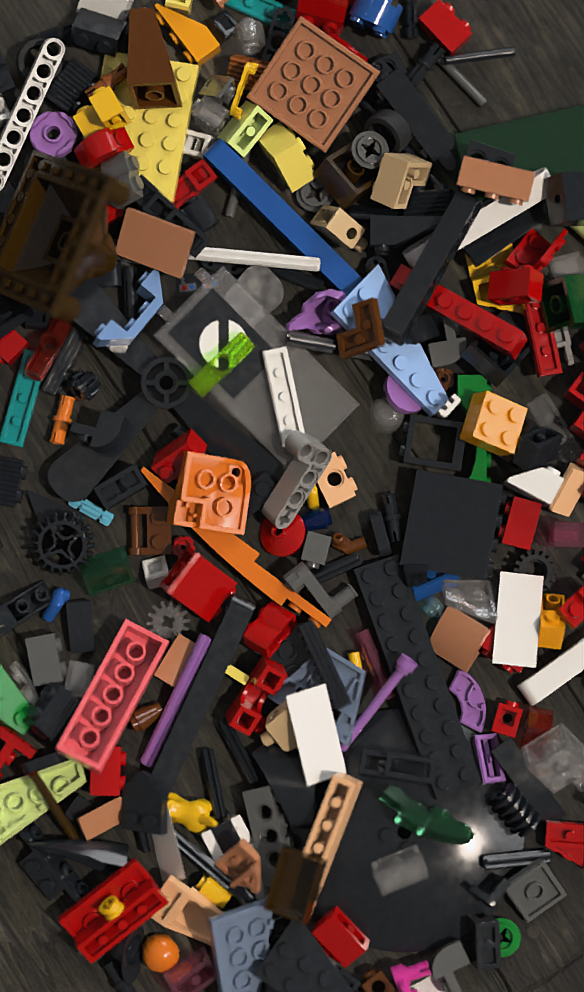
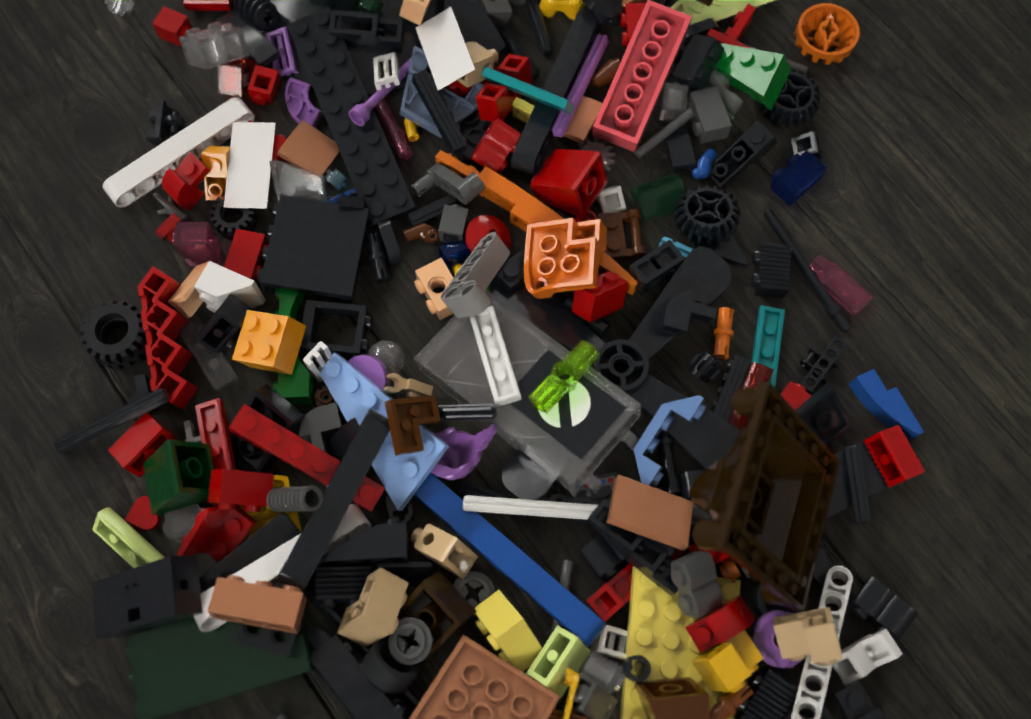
camera: 175 degrees right, 15 degrees down
(34, 128) = (808, 634): none -> tan brick
(94, 637) = (664, 133): none -> dark grey bar
(172, 116) = (645, 669): none -> black bush
(233, 680) = (528, 90): none -> teal tile
(361, 378) = (408, 387): none -> tan plate
(376, 700) = (387, 80): none -> white tile
(466, 269) = (295, 499): none -> dark grey piece

